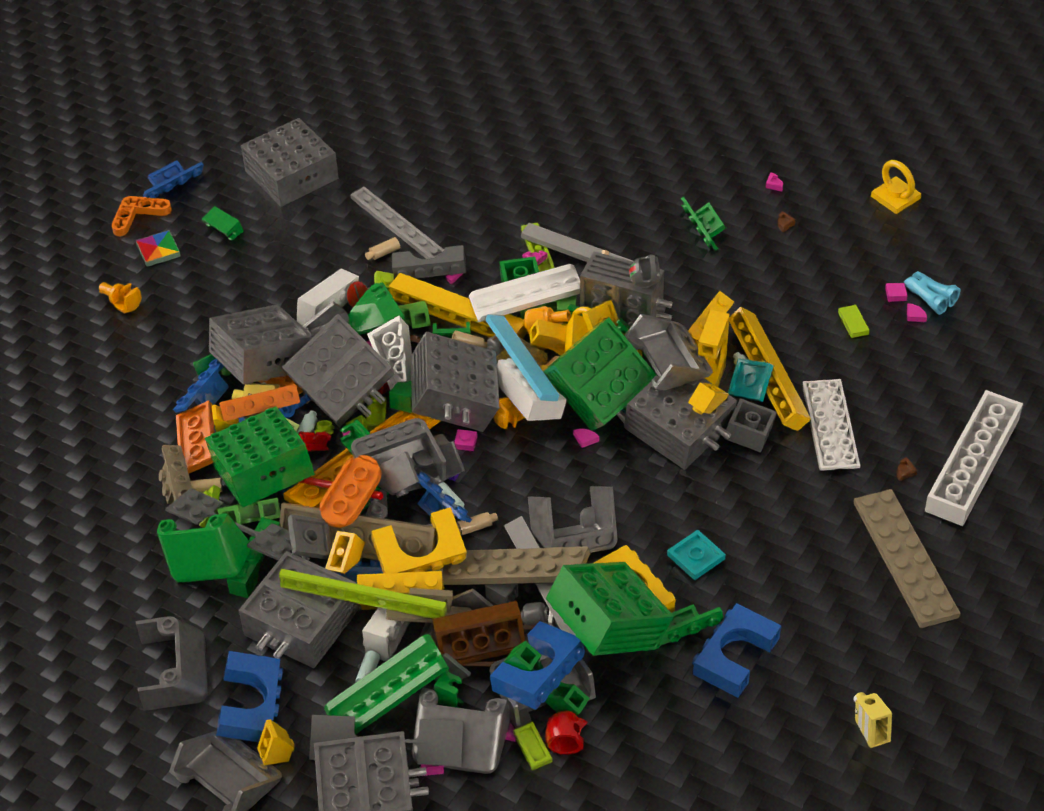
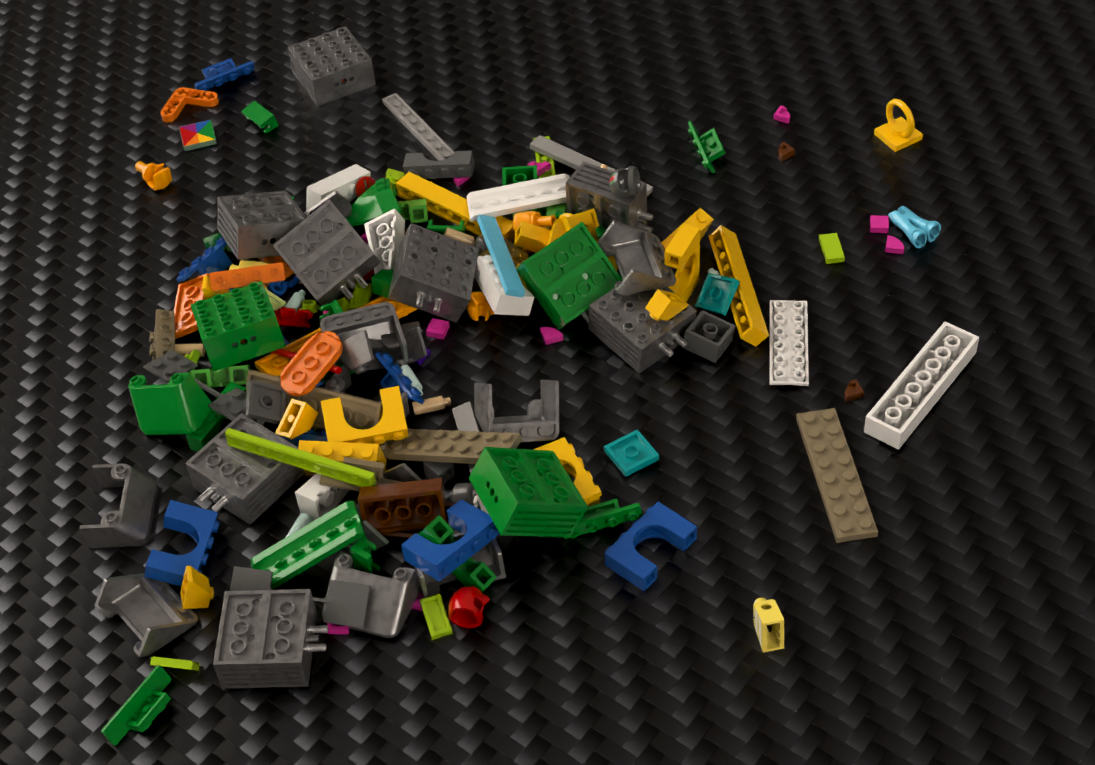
camera: 10 degrees right, 0 degrees up
(383, 249) = (400, 150): tan cylinder -> none

